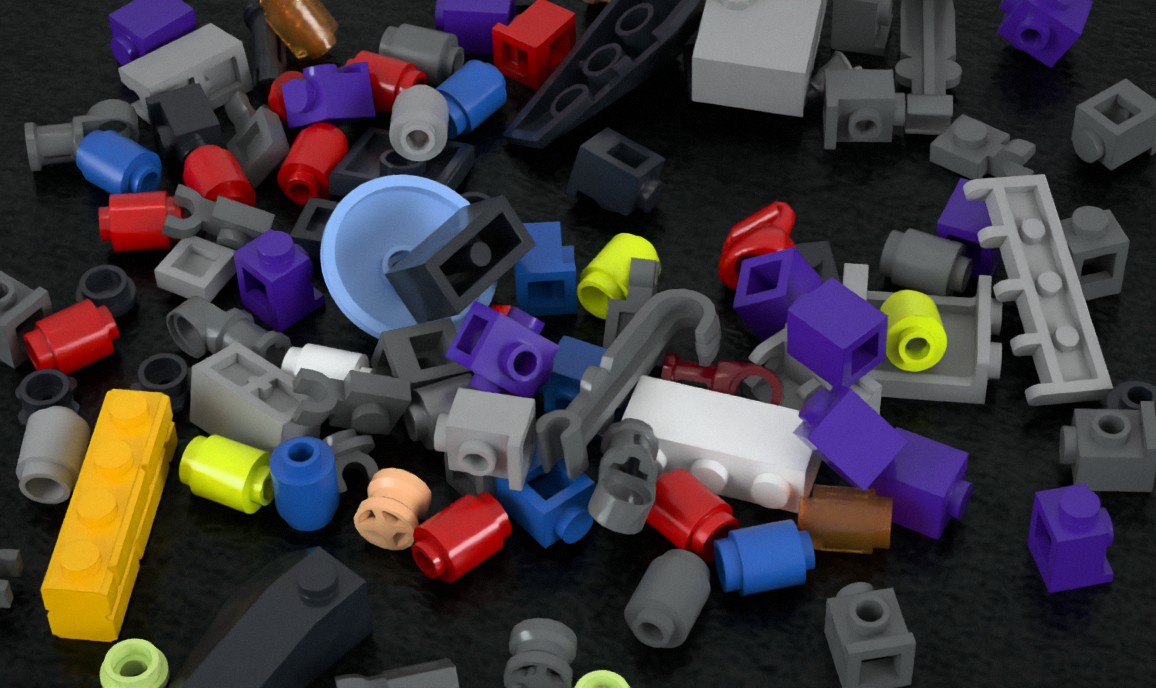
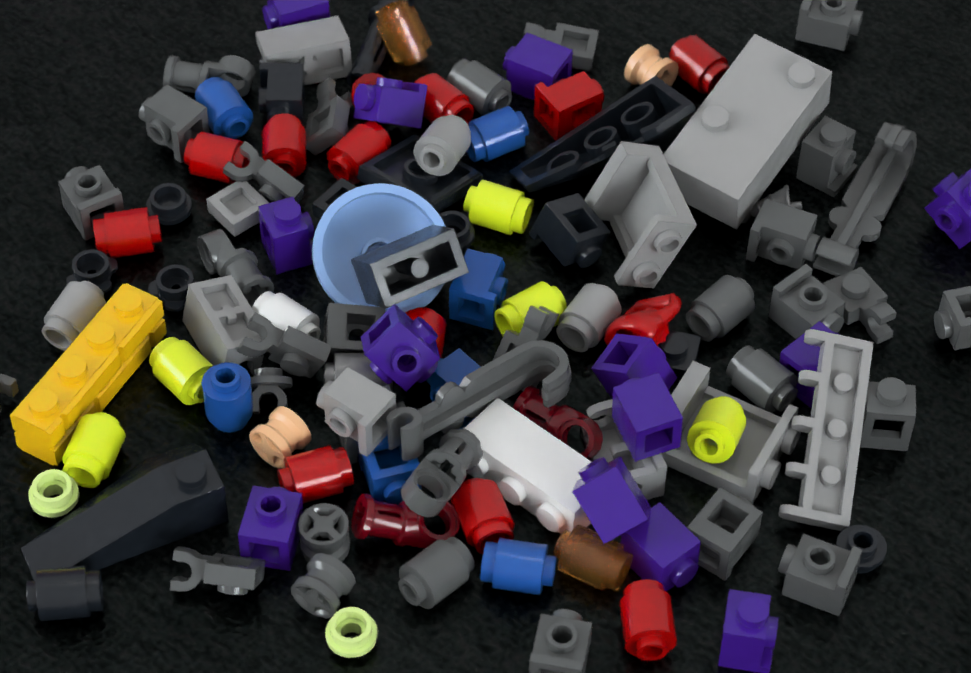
camera: 20 degrees right, 5 degrees up
(65, 196) = (173, 119): none -> dark grey brick
(161, 600) = (93, 449): none -> neon yellow brick
(440, 613) = (271, 526): none -> dark purple brick
(499, 589) = (325, 522): none -> dark grey wheel
(517, 173) = (498, 207): none -> neon yellow brick
(578, 562) = (399, 522): none -> dark red connector
(689, 255) = (588, 316): none -> light grey brick
(699, 122) = (644, 210): none -> light grey panel
(833, 203) = (721, 308): none -> dark grey brick
(926, 172) = (804, 301): none -> dark grey brick
(949, 565) = (647, 620): none -> red brick
(985, 429) = (725, 530): none -> dark grey brick

